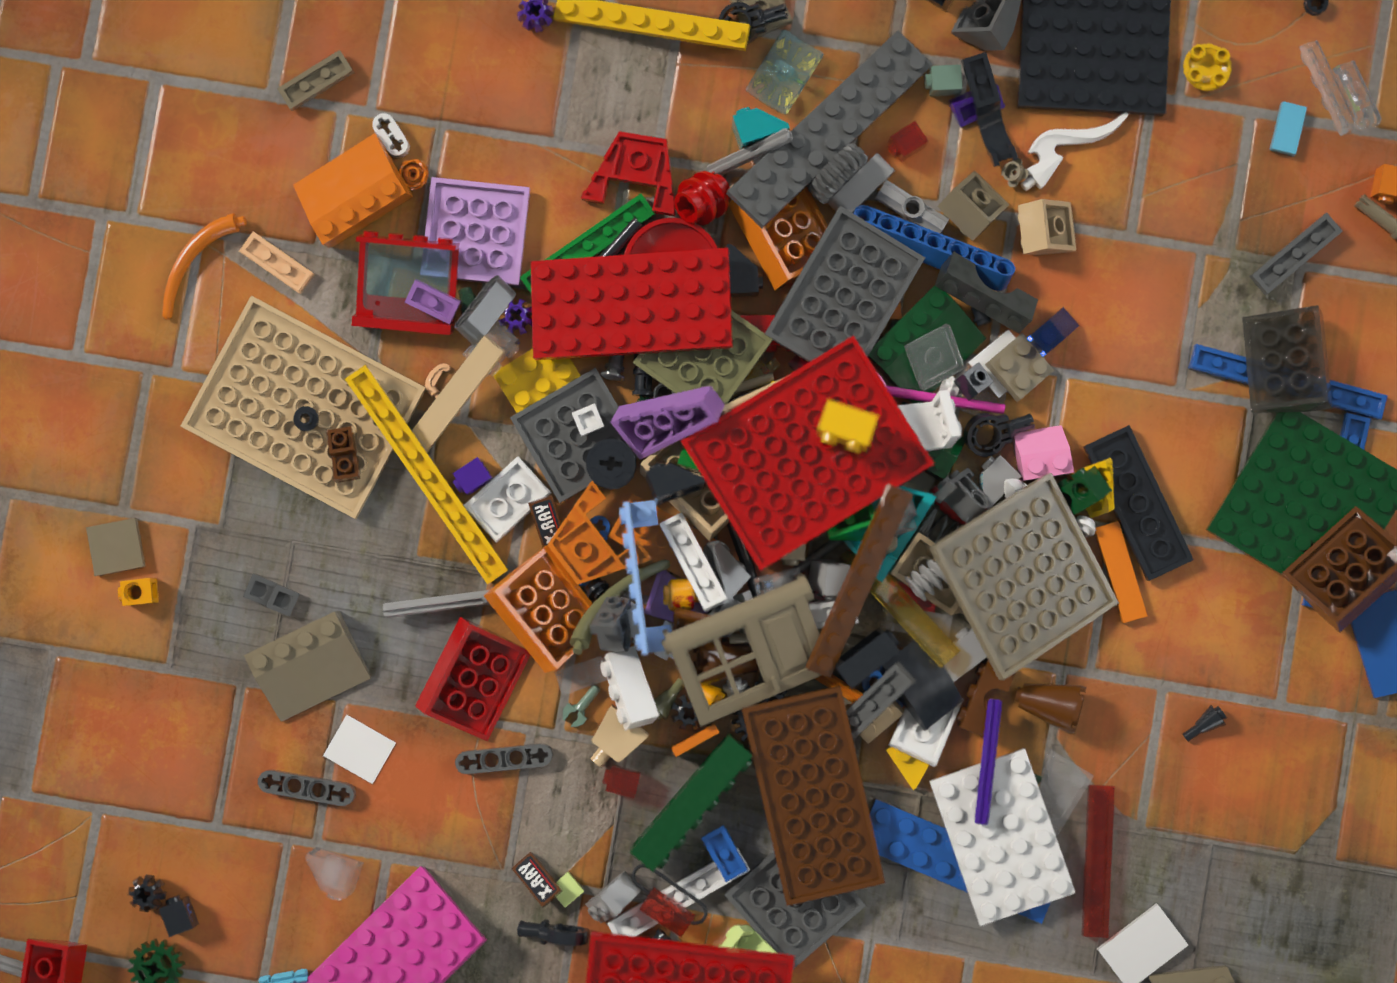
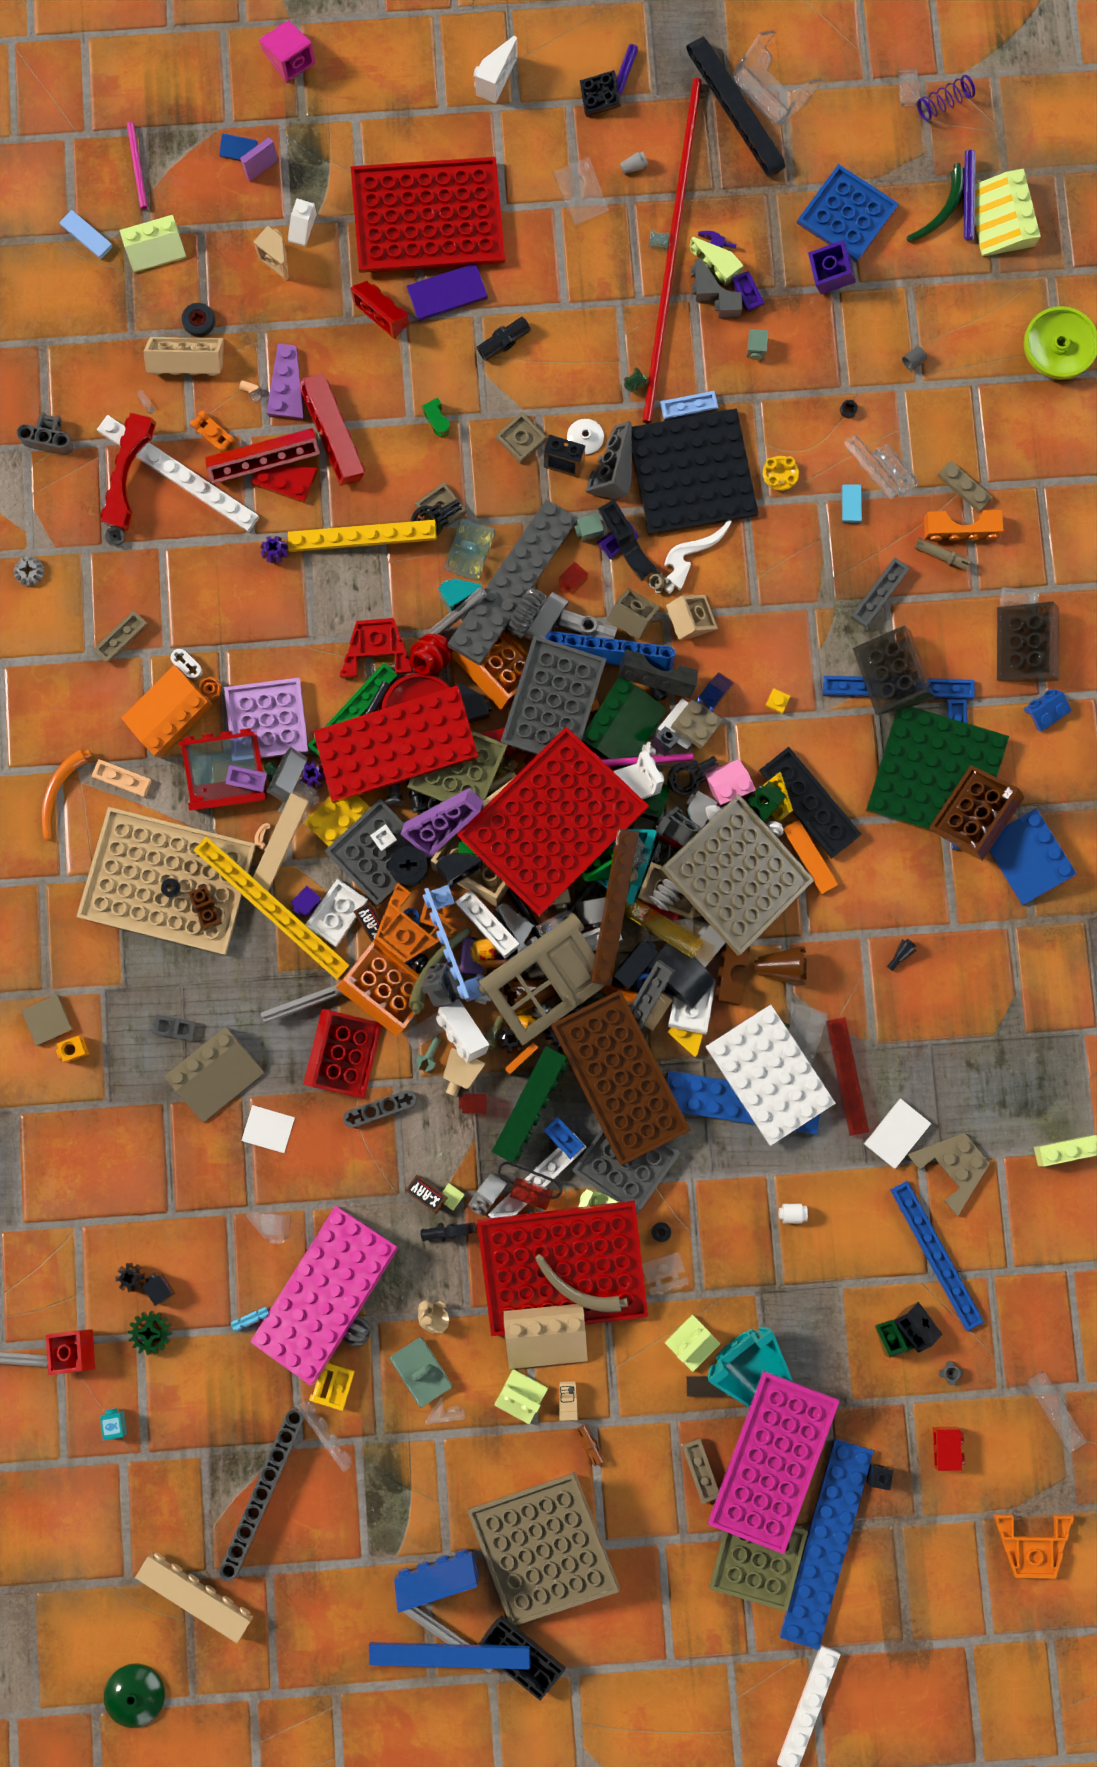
camera: 15 degrees left, 5 degrees down
(306, 790) = (234, 1167): dark grey beam -> none
(846, 427) = (576, 792): yellow brick -> none
(935, 357) = (631, 730): clear tile -> none
(988, 762) = (745, 1020): dark purple axle -> none
(1129, 362) = (777, 701): none -> yellow plate

